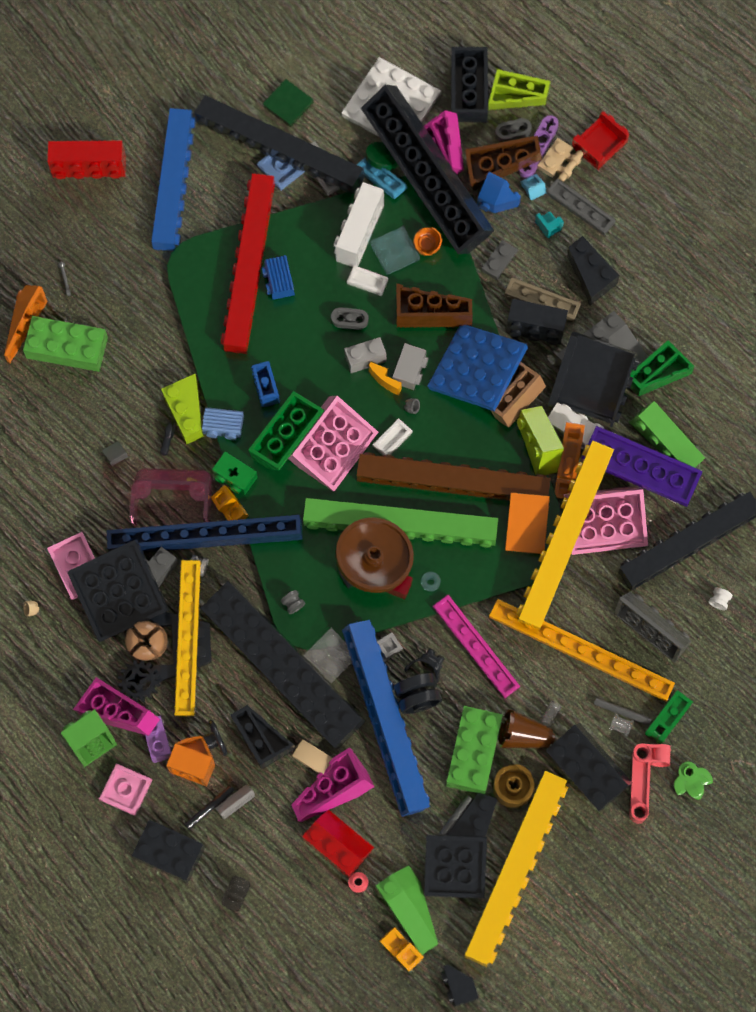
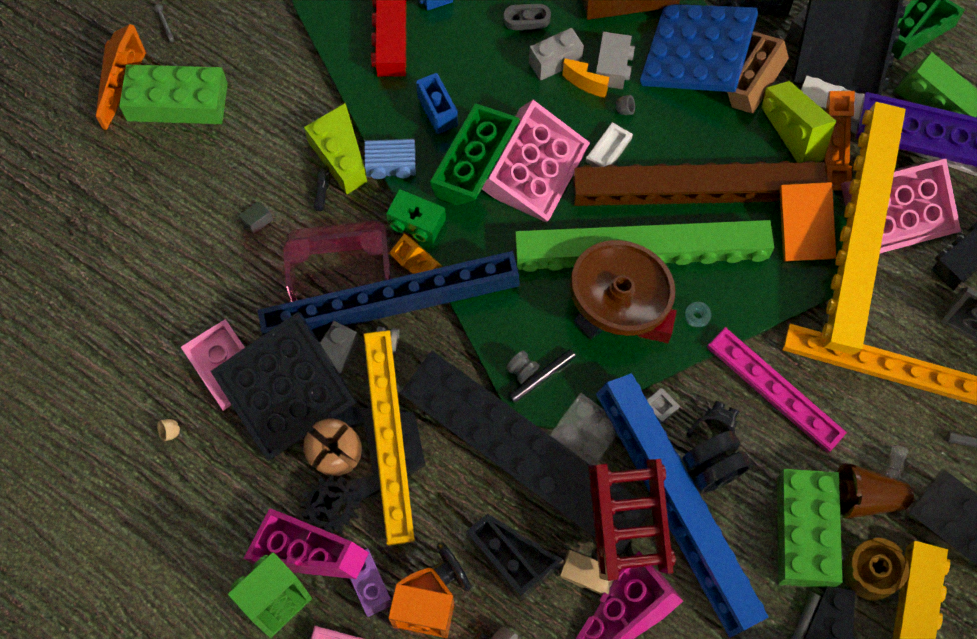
camera: 10 degrees left, 5 degrees down
(306, 610) = (541, 376): none -> black bar
(328, 713) = (608, 535): none -> dark red fence

